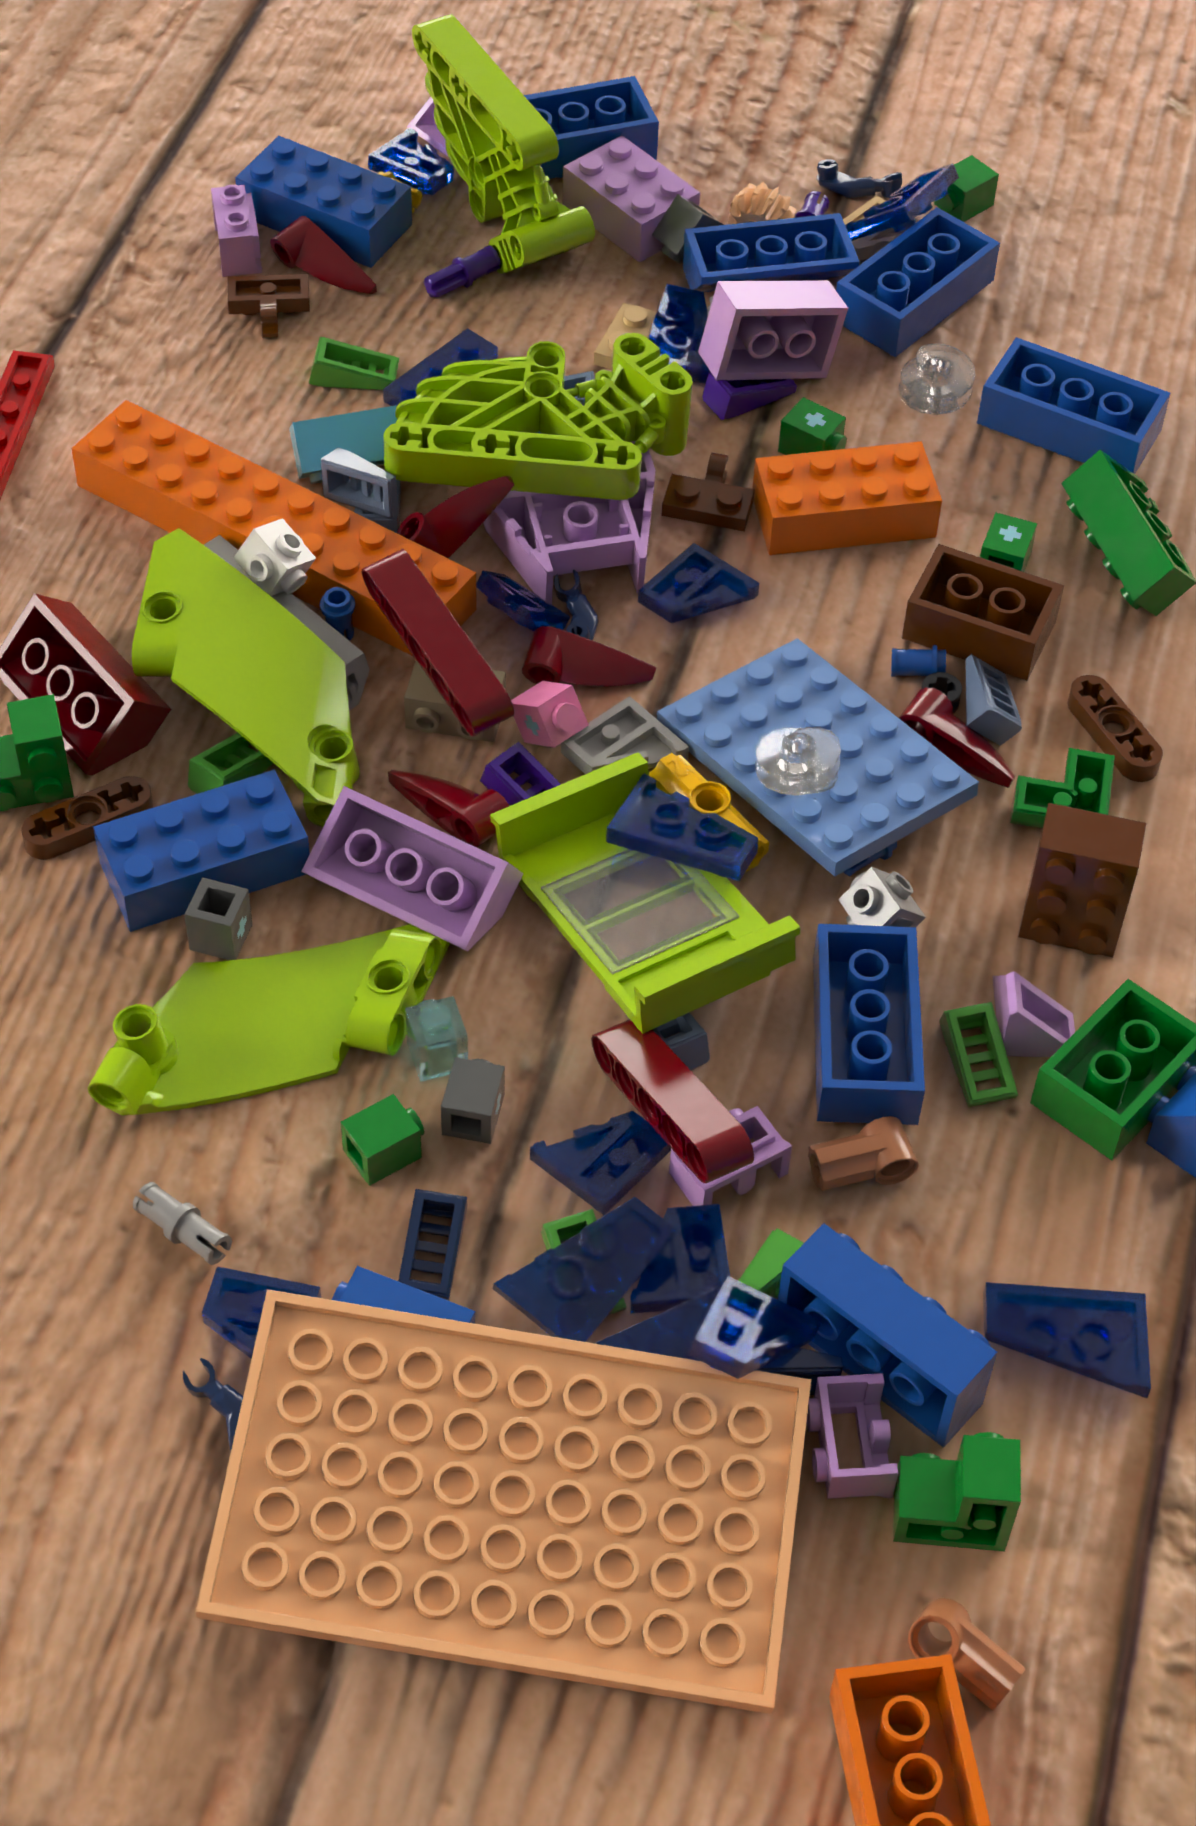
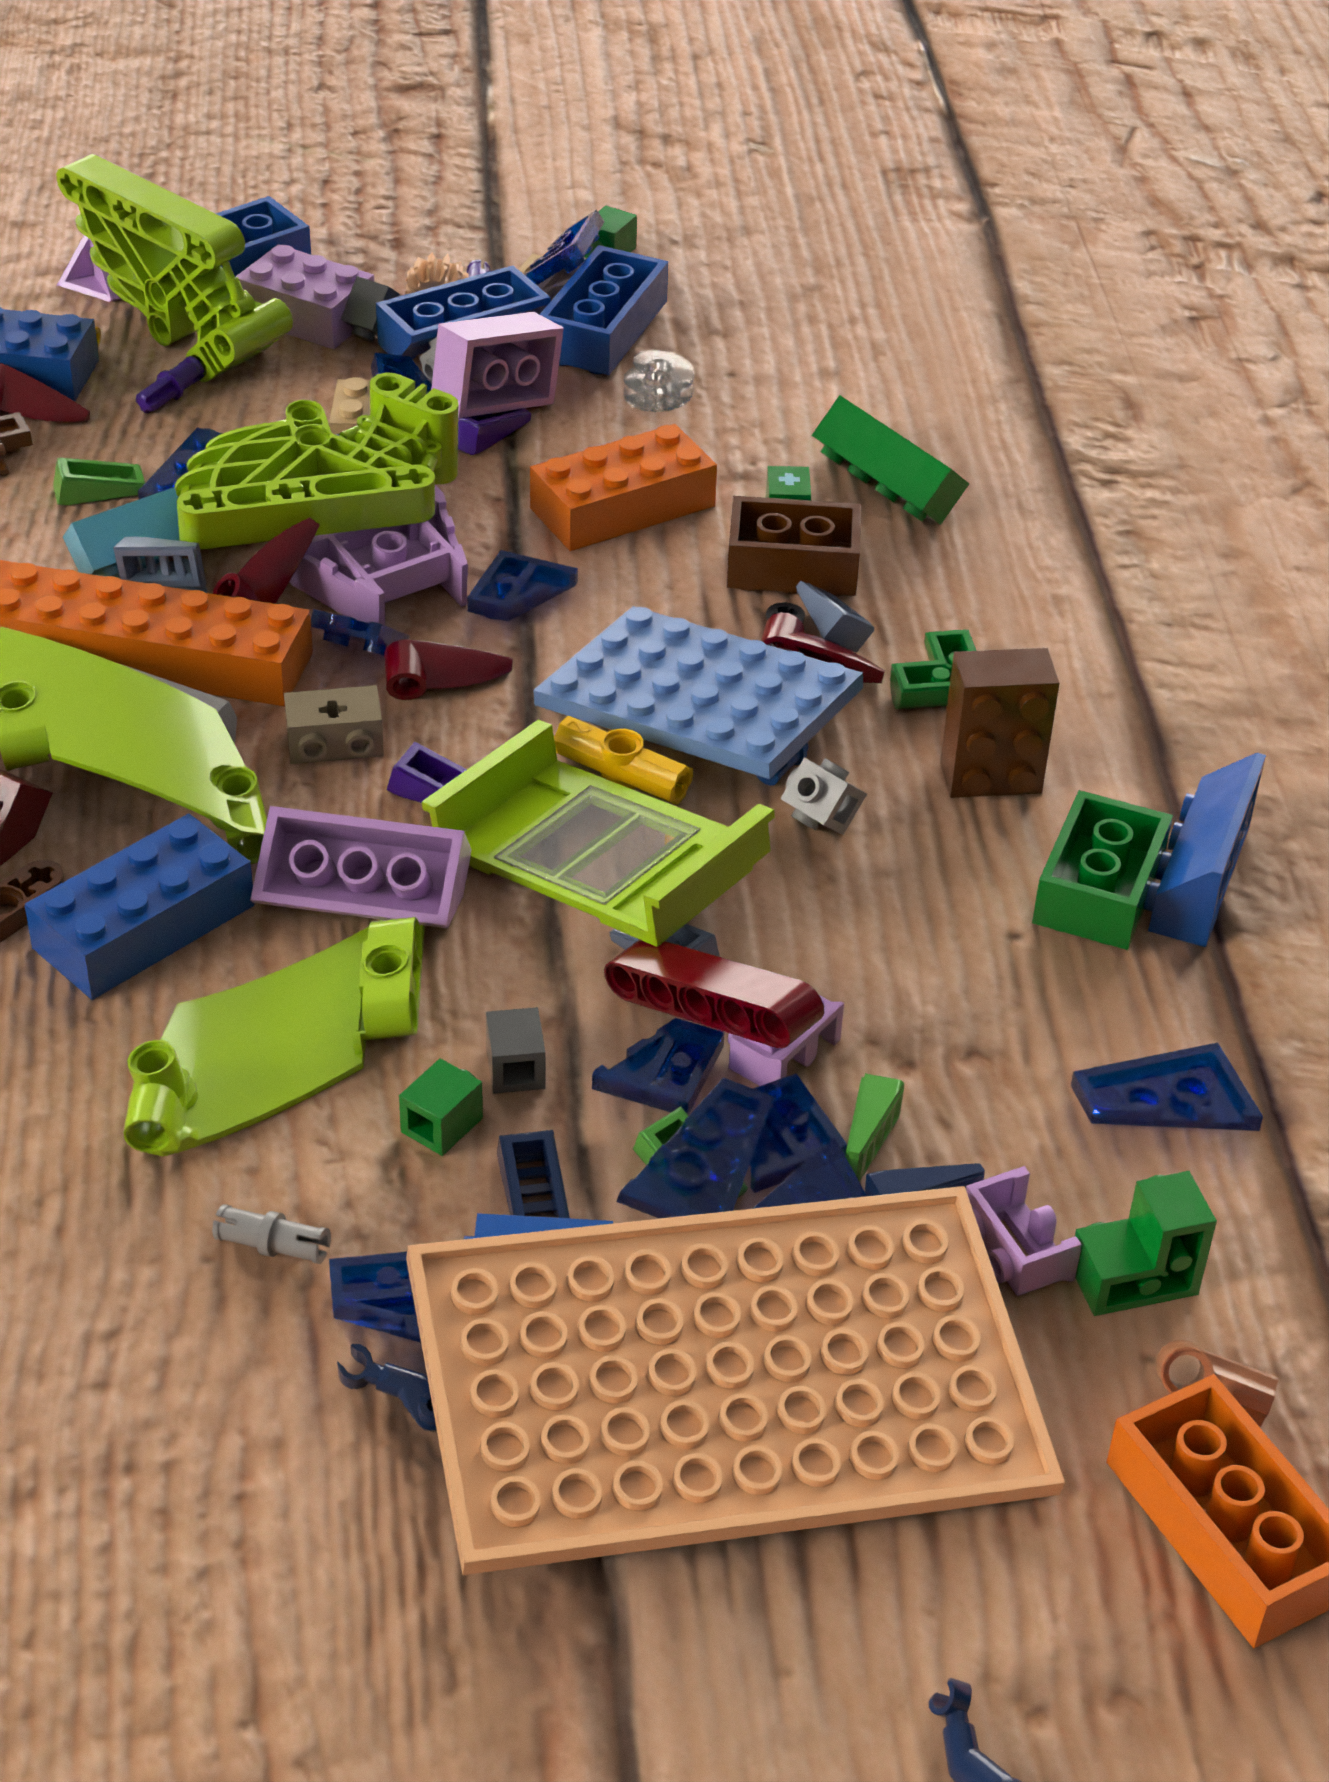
camera: 20 degrees left, 10 degrees down
(207, 768) = (131, 825): bright green slope -> none
(218, 919) = (188, 956): dark grey brick -> none
(275, 558) = (110, 631): white brick -> none
(338, 608) = (184, 668): blue pin -> none
(412, 163) = (103, 310): clear blue wing -> none
(435, 1037) = (454, 1005): clear light blue brick -> none
(438, 643) = (305, 668): dark red beam -> none
(451, 806) = (402, 808): dark red piece -> none
(548, 714) = (432, 712): bright pink brick -> none
(584, 618) = (411, 623): dark blue arm -> none
(620, 733) = (503, 717): light grey wing -> none
(676, 832) = (598, 776): clear blue wing -> none
(709, 499) = (494, 517): reddish brown plate -> none
(749, 1330) = (887, 1158): clear blue wing -> none
(798, 760) = (698, 686): clear piece -> none
(811, 429) = (564, 436): green brick -> none
(852, 187) = (505, 254): dark blue arm -> none
(867, 1024) = (860, 891): blue brick -> none
(876, 1152) = (916, 995): nougat piece -> none
(880, 1325) = (1005, 1120): blue brick -> none
(917, 661) = (752, 600): blue pin -> none
(972, 1017) = (960, 865): bright green slope -> none
(1029, 1018) = (994, 853): lavender slope -> none
(1071, 406) = (788, 374): blue brick -> none
(1113, 709) = (928, 601): reddish brown beam -> none

